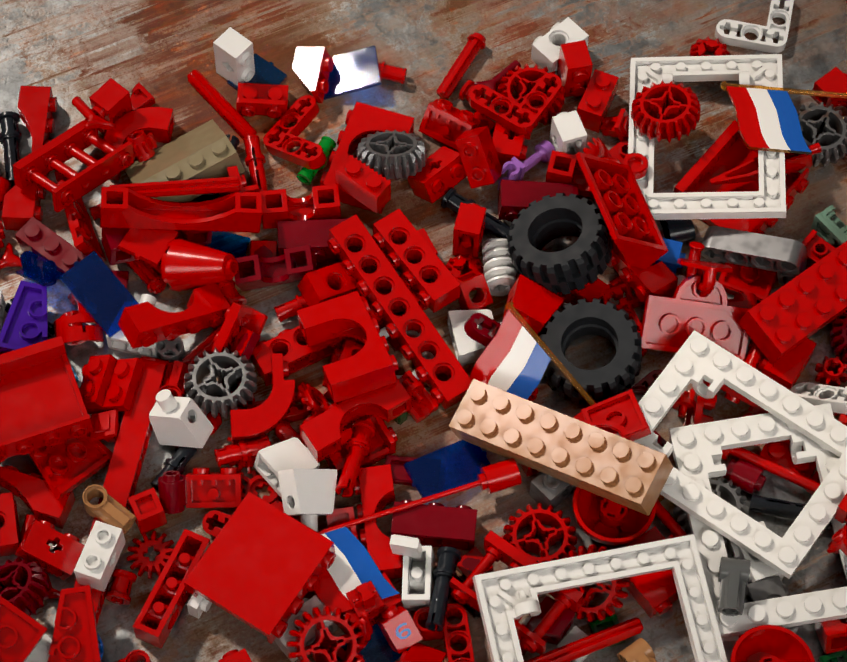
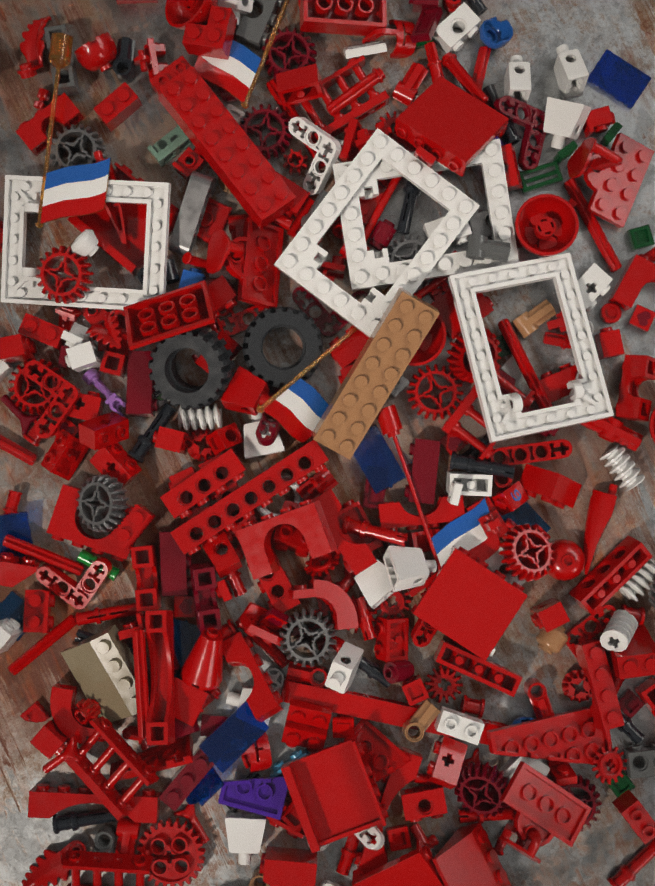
camera: 90 degrees left, 25 degrees up
(282, 293) = (223, 590): none -> red plate
(330, 100) = (43, 555): none -> red axle
(592, 130) = (76, 335): none -> white bracket
(618, 416) = (349, 327): red tile -> none
(637, 163) = (116, 302): red tile -> none
(704, 128) = (85, 243): none -> white cone

